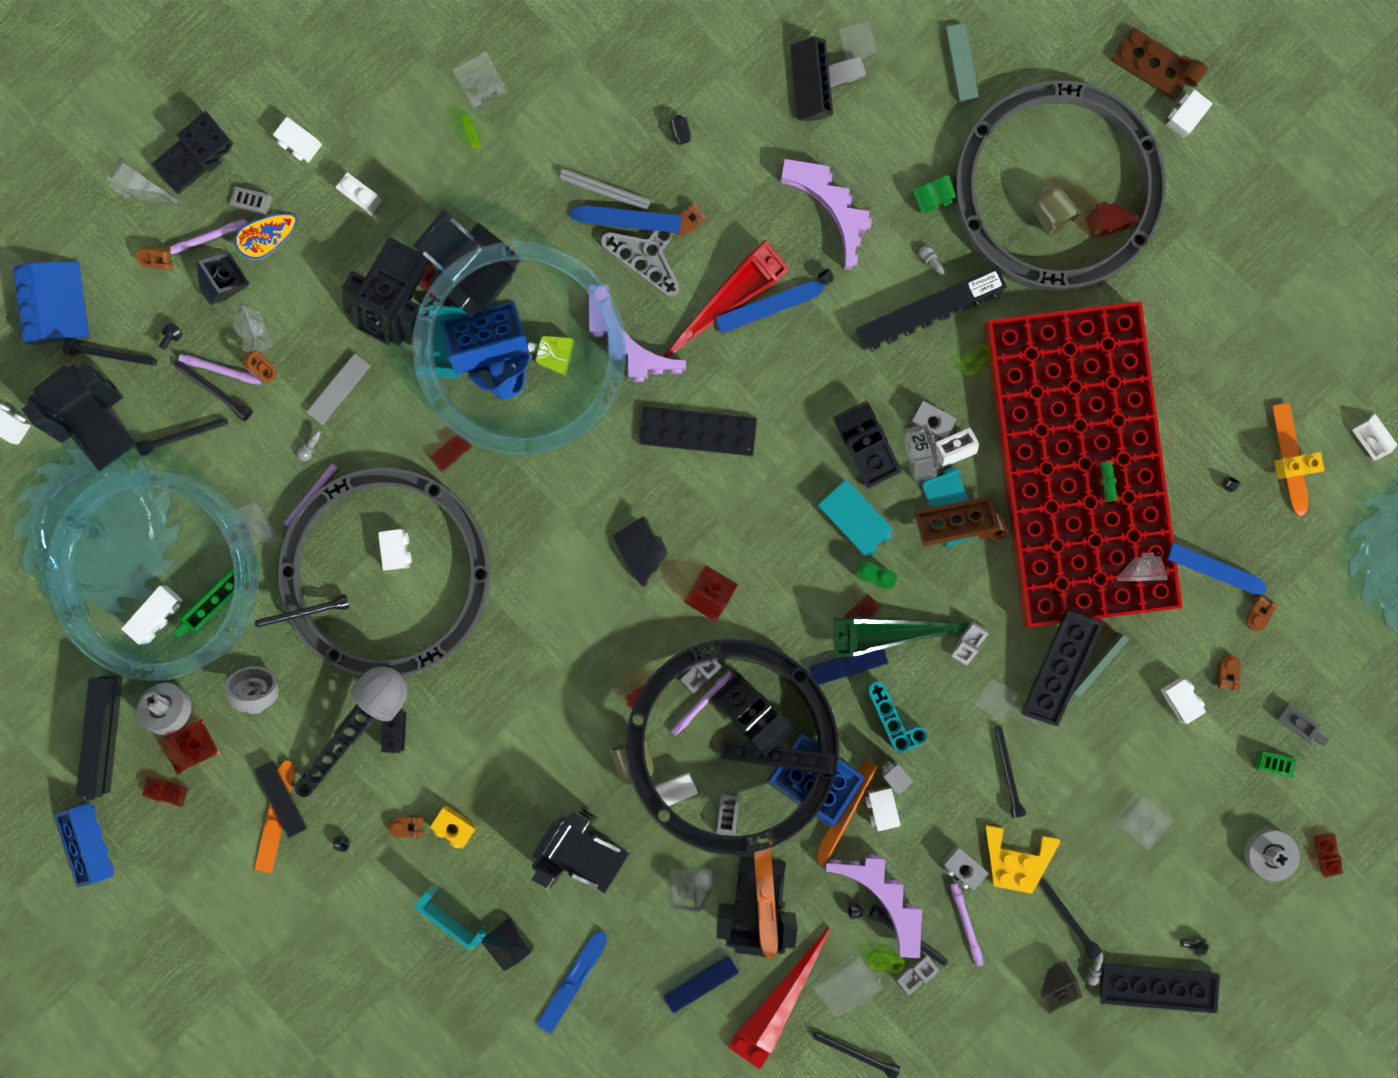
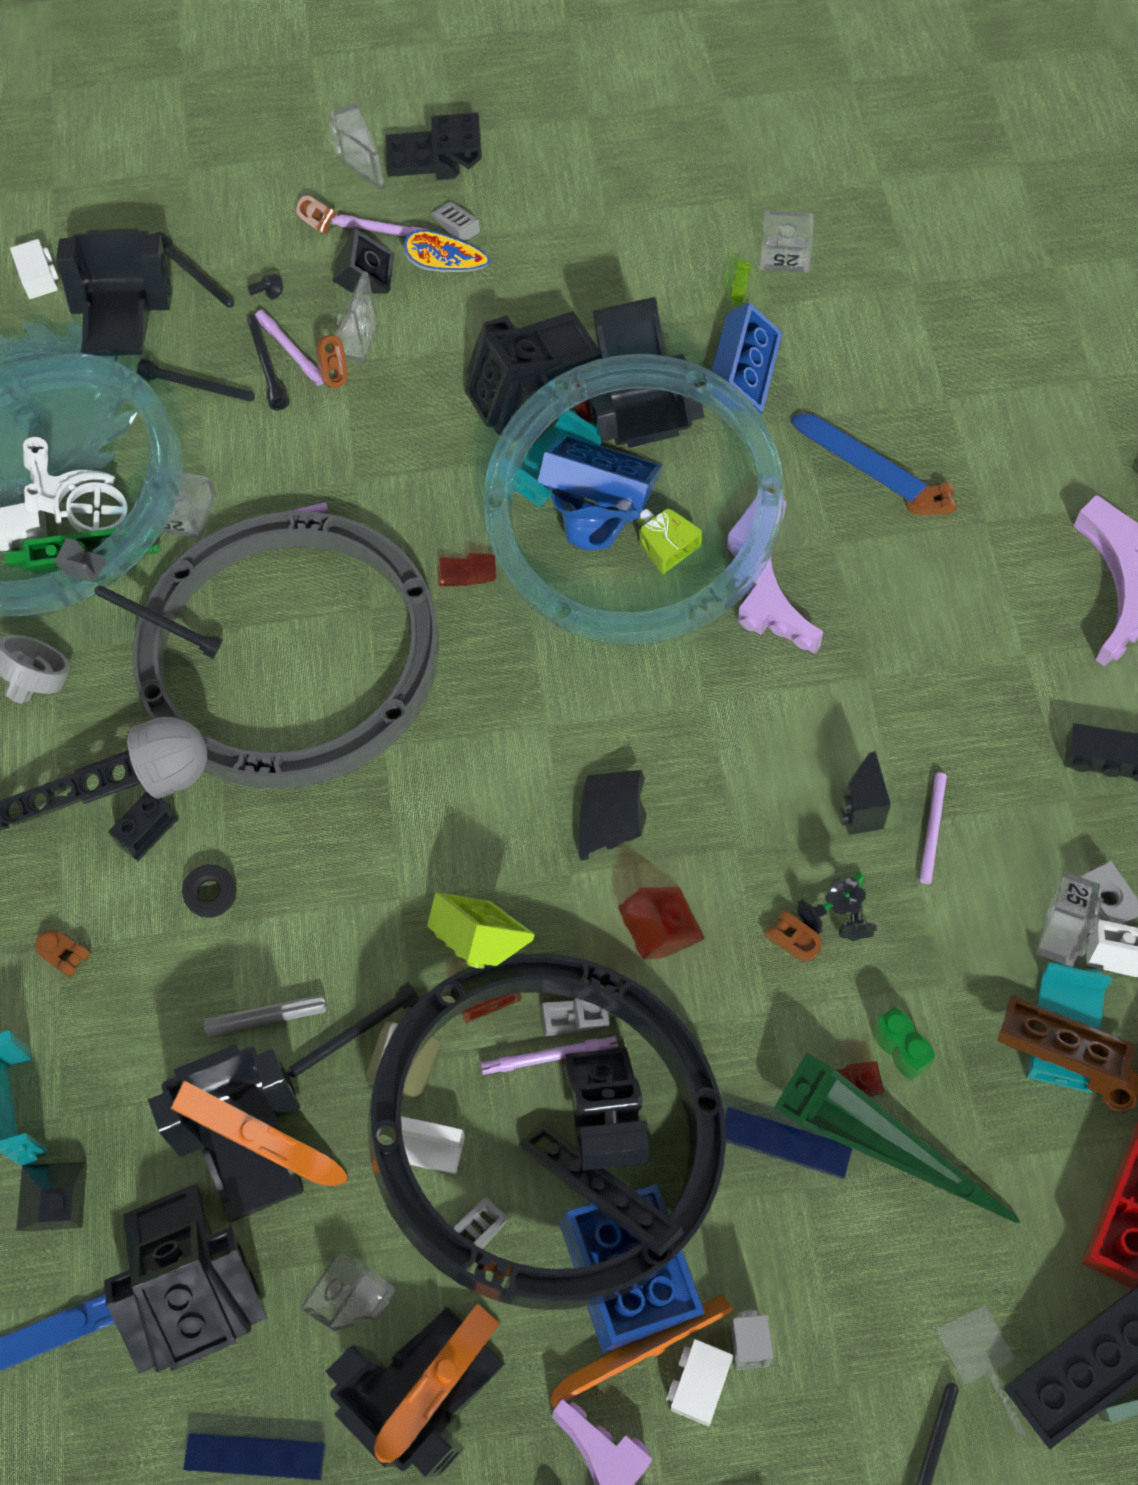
camera: 35 degrees right, 25 degrees down
(50, 302) = (179, 194): blue slope -> none
(164, 574) = (49, 491): none -> white piece
(232, 615) = (78, 563): none -> dark grey panel
(297, 139) = (549, 194): white brick -> none
(305, 453) = (306, 475): light grey bar -> none
(338, 389) = (397, 436): light grey tile -> none
(358, 193) = (573, 271): white brick -> none
(394, 549) = (318, 628): white brick -> none
(464, 827) = (125, 1002): yellow brick -> none
(469, 736) = (213, 907): none -> black tyre
(513, 192) = (748, 353): none -> blue slope
(541, 784) = (265, 1015): none -> light grey axle
(592, 851) = (257, 1136): none -> orange piece
(604, 189) = (852, 416): light grey axle -> none
(607, 725) = (404, 998): none -> black piece
(610, 941) = (183, 1285): none -> black piece
(623, 670) = (476, 929): none -> lime slope
(638, 251) = (847, 496): light grey beam -> none
(680, 129) = (985, 405): black brick -> none
(698, 431) = (783, 727): black plate -> none
(752, 276) = (971, 595): red plate -> none
(769, 306) = (971, 642): blue piece -> none
(773, 451) = (866, 799): none -> black slope
(791, 553) = (803, 944): none -> dark orange plate
(799, 521) = (845, 897): none -> black plant
(817, 438) = (933, 828): none -> lavender bar
(825, 276) = (1070, 650): black hinge -> none
(856, 518) = (924, 953): teal panel -> none
(867, 444) = (998, 871): black piece -> none
(891, 714) = (803, 1254): teal beam -> none
(969, 642) = (983, 1229): light grey slope -> none

